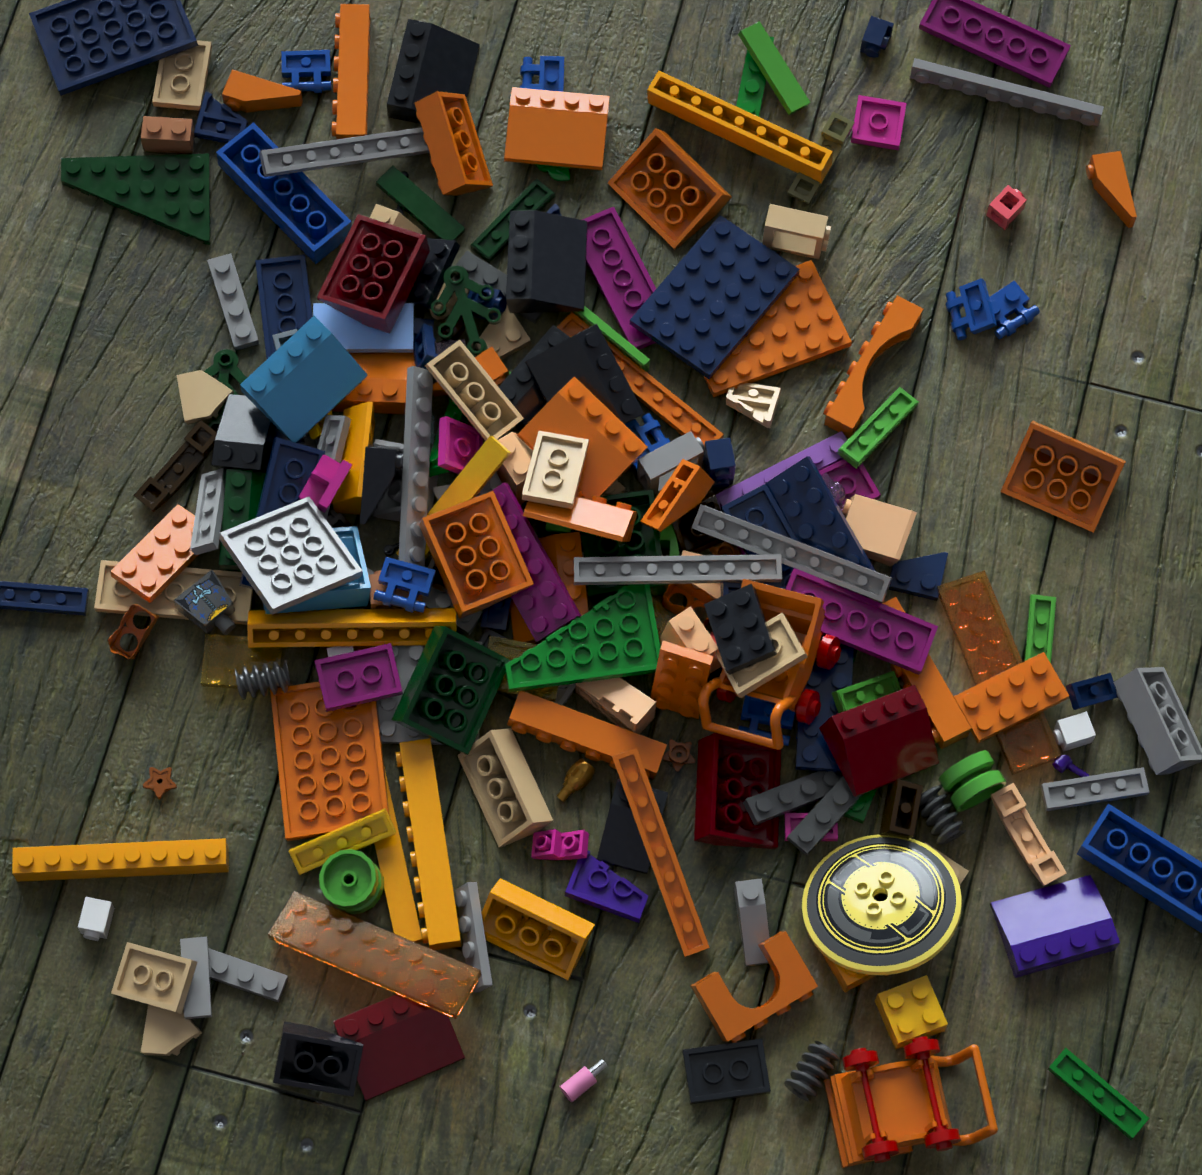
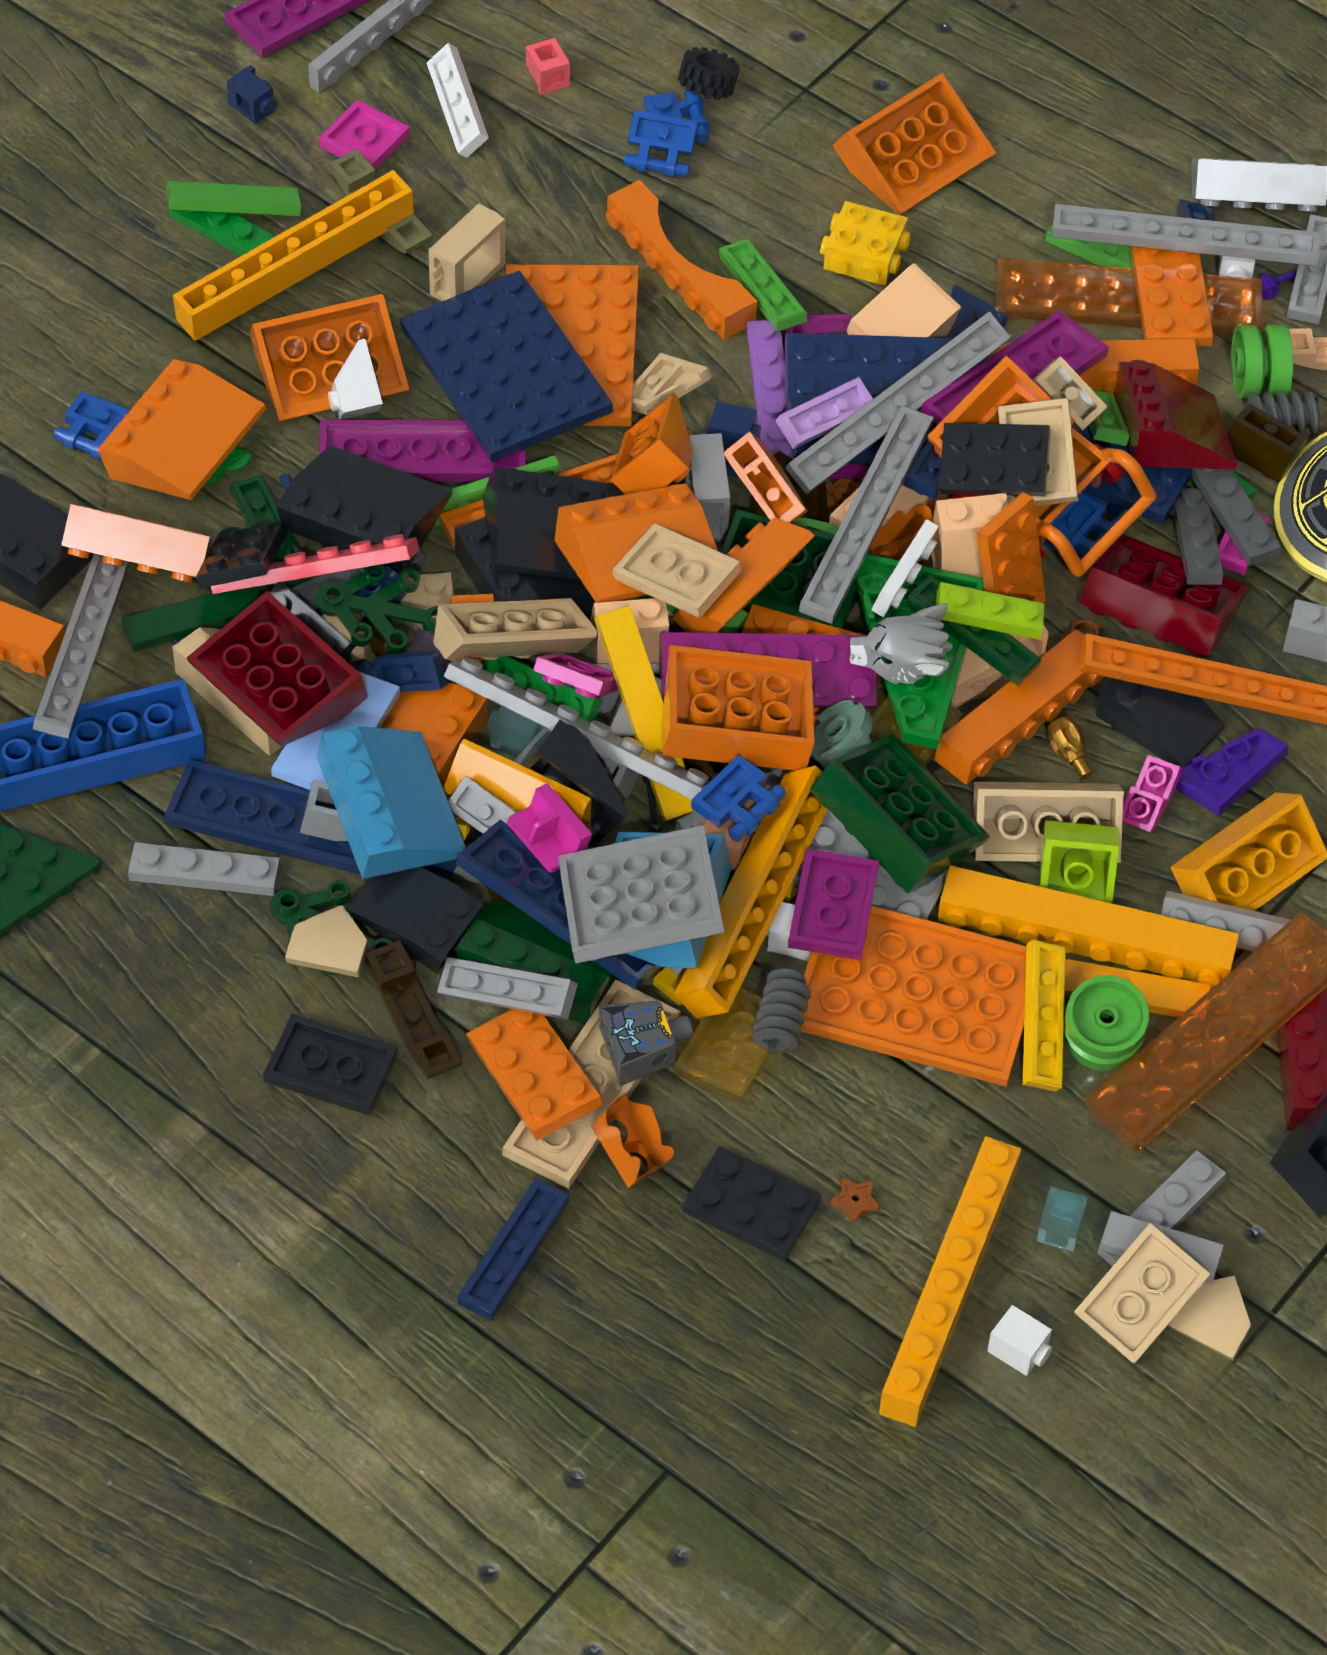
camera: 65 degrees left, 15 degrees down
(120, 437) = (330, 1064): none -> black plate
(131, 722) = (752, 1203): none -> black plate
(194, 910) = (1062, 1219): none -> clear light blue brick
(468, 209) = (241, 553): none -> black plate
(474, 818) = (1080, 859): none -> lime slope
(477, 255) = (330, 560): none -> coral plate
(495, 627) = (841, 730): none -> sand green plate
(566, 635) = (909, 642): none -> light grey piece
(612, 676) = (993, 647): none -> dark green tile
(626, 678) = (991, 610): none -> lime plate
(636, 612) = (907, 569): none -> white plate
(649, 214) = (356, 387): none -> white slope
(669, 417) = (654, 450): none -> orange slope
(758, 509) = (823, 413): none -> lavender plate
(847, 658) = (1060, 382): none -> tan brick
(943, 164) = (457, 100): none -> white plate
(952, 478) = (865, 243): none -> yellow brick
(1056, 686) = (1186, 234): none -> light grey plate
(1064, 305) = (708, 73): none -> black tyre

